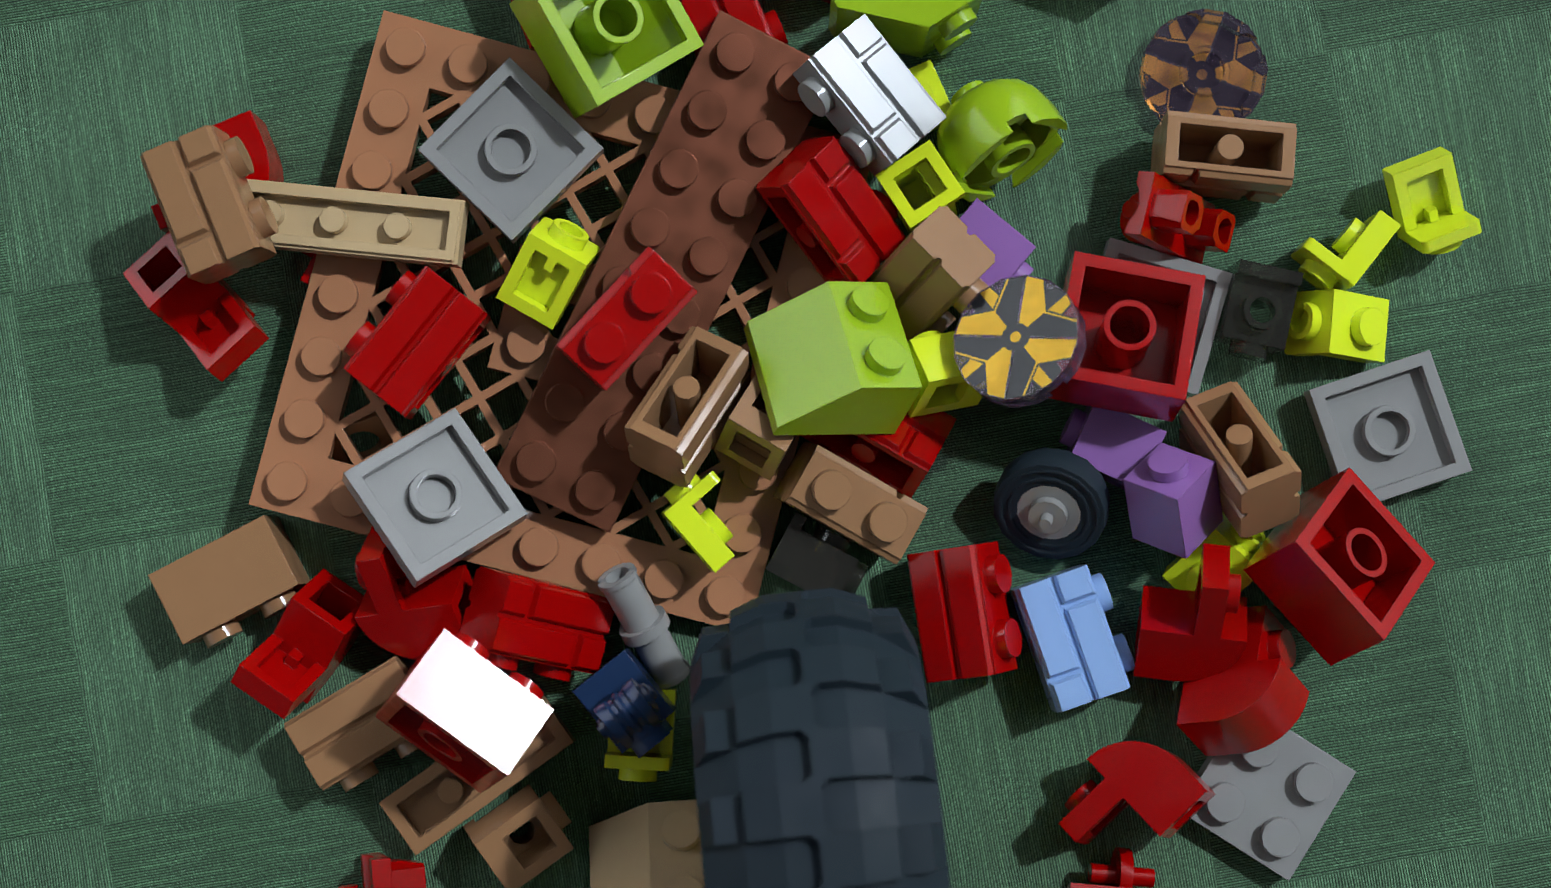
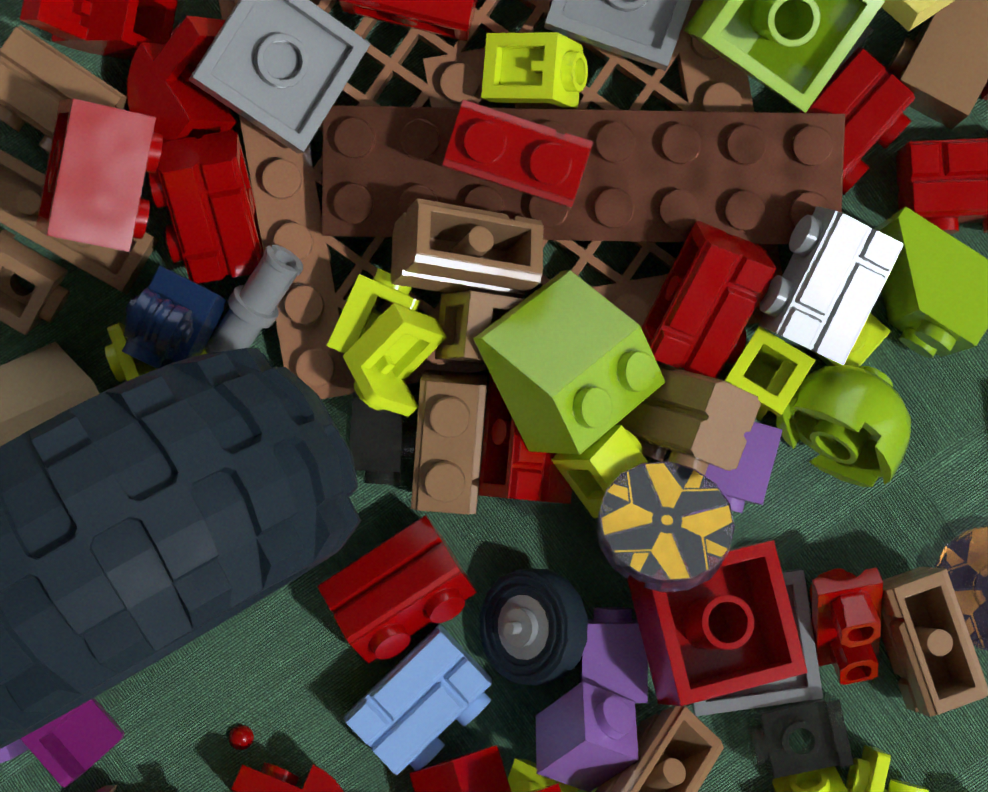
camera: 65 degrees right, 0 degrees up
(748, 519) = (389, 355): none -> neon yellow bracket
(1030, 818) = (241, 737): none -> red piece

